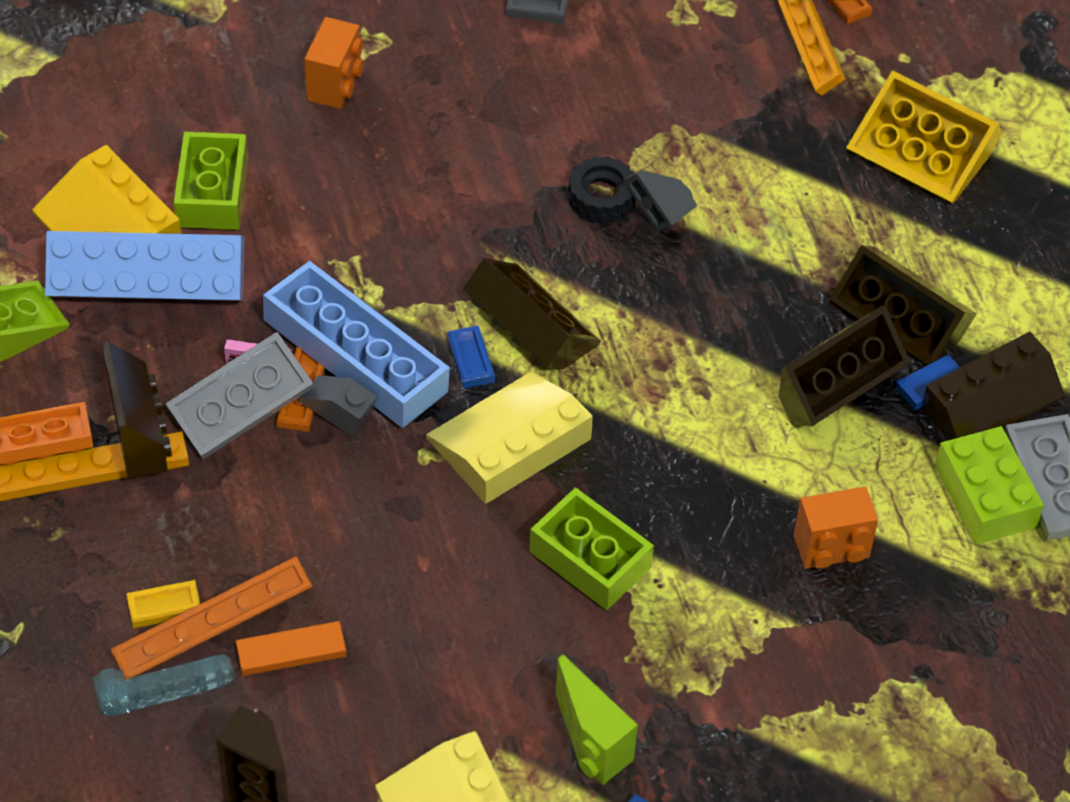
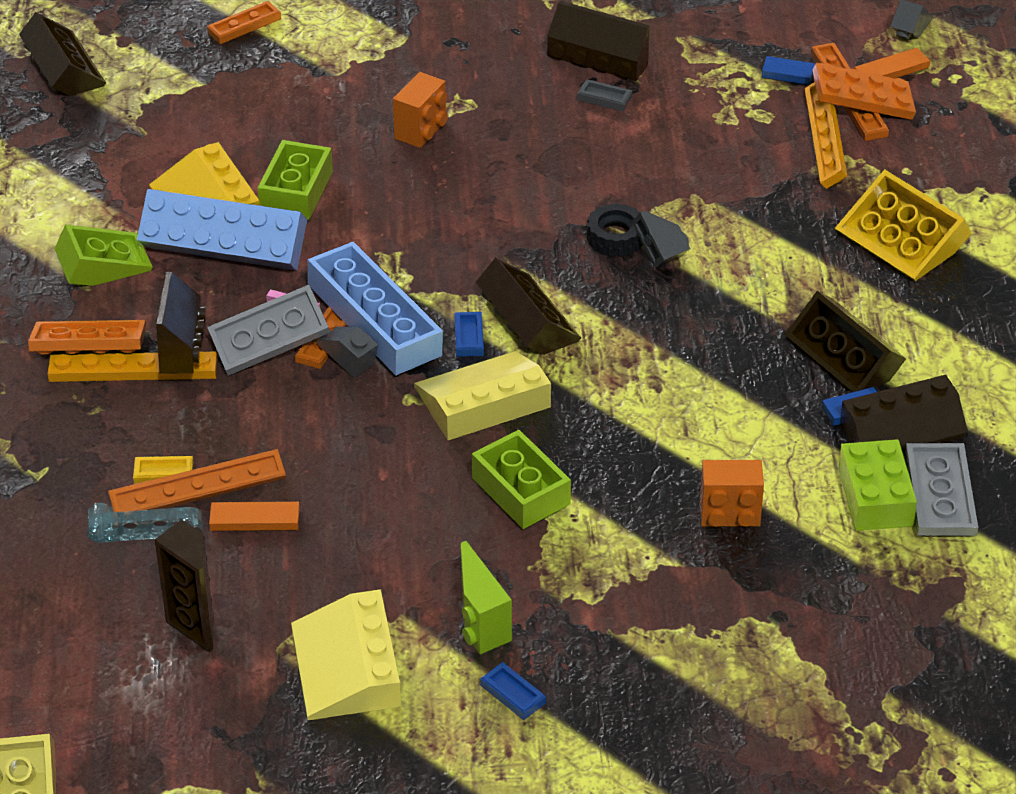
camera: 15 degrees right, 10 degrees down
(841, 368) = (772, 376): dark brown slope -> none

